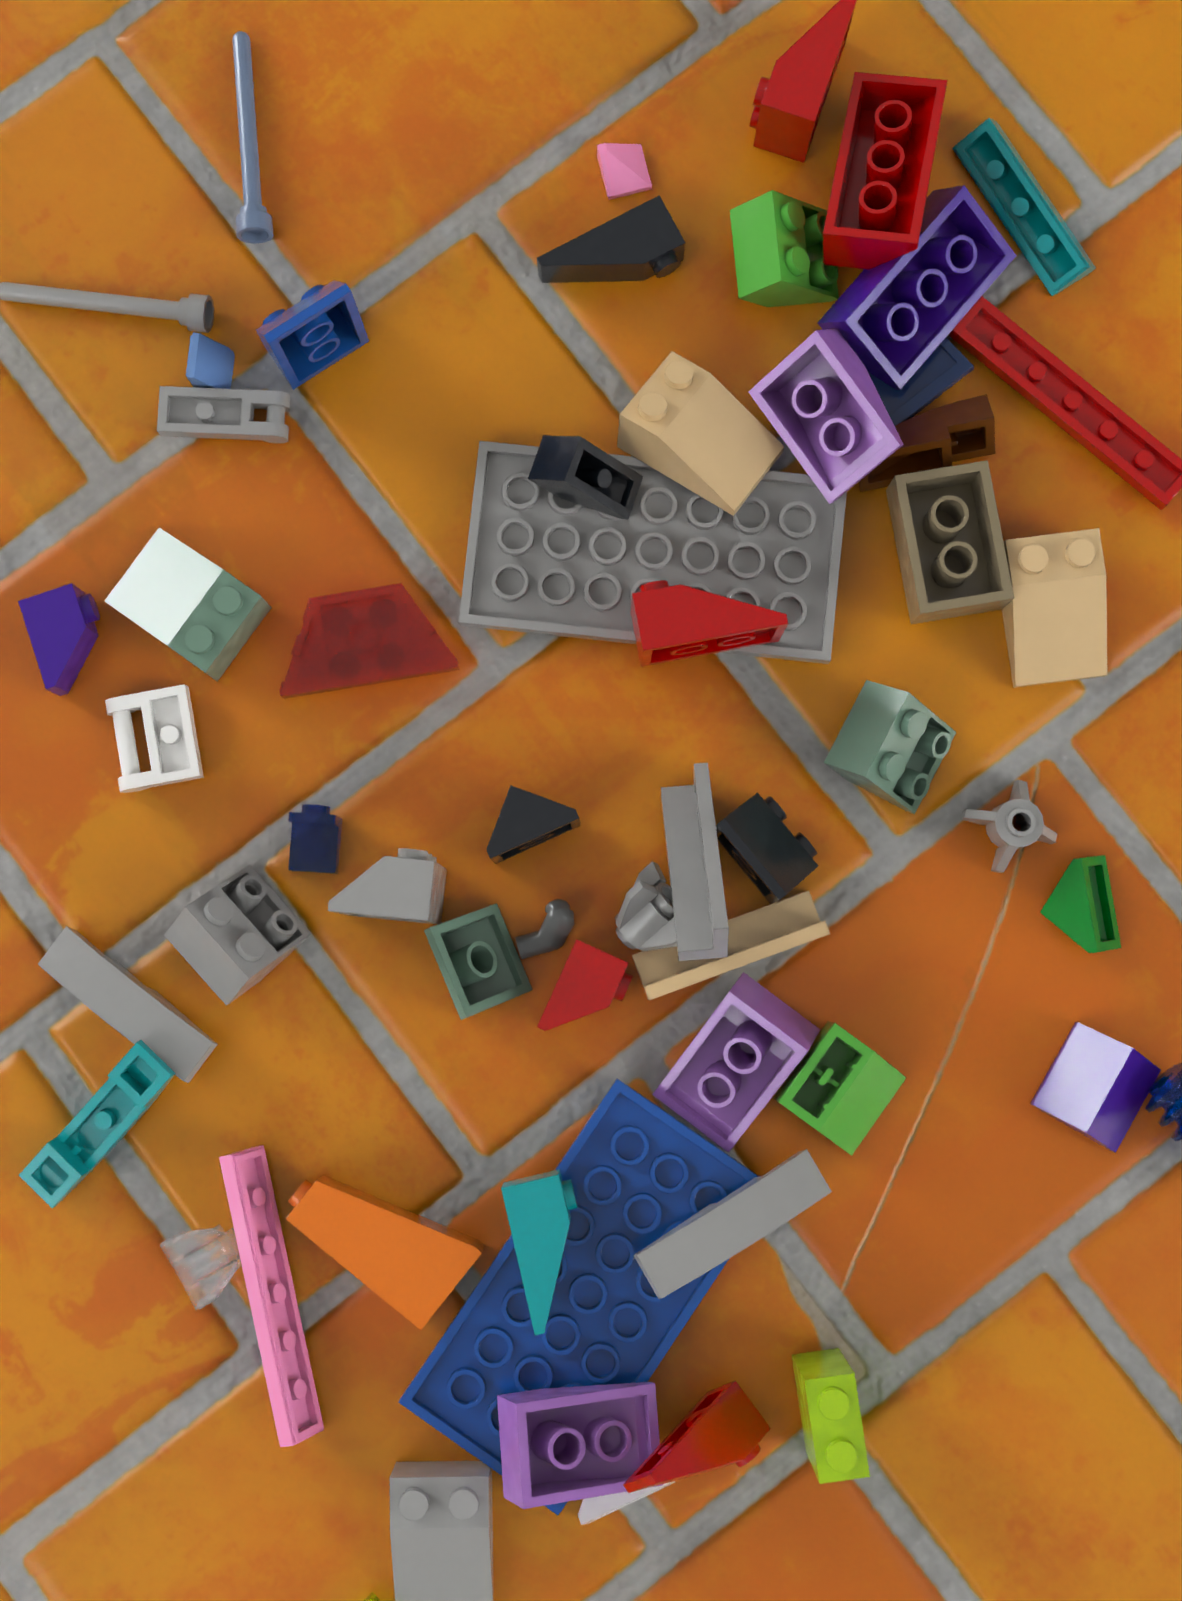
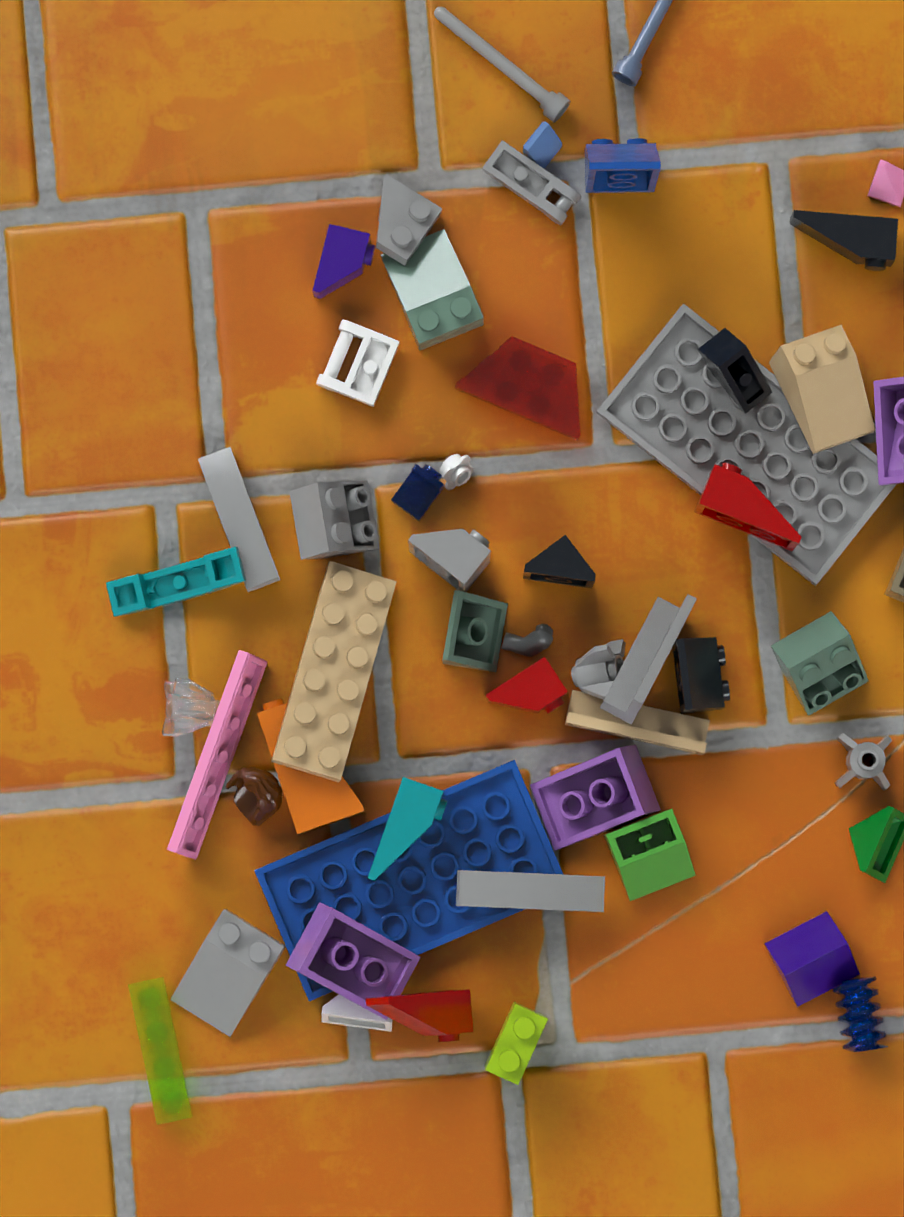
camera: 30 degrees right, 0 degrees up
(105, 545) = (403, 220): none -> light grey wing
(342, 790) = (456, 470): none -> white plate
(345, 1114) = (334, 671): none -> tan plate
(345, 1308) = (256, 794): none -> reddish brown hair

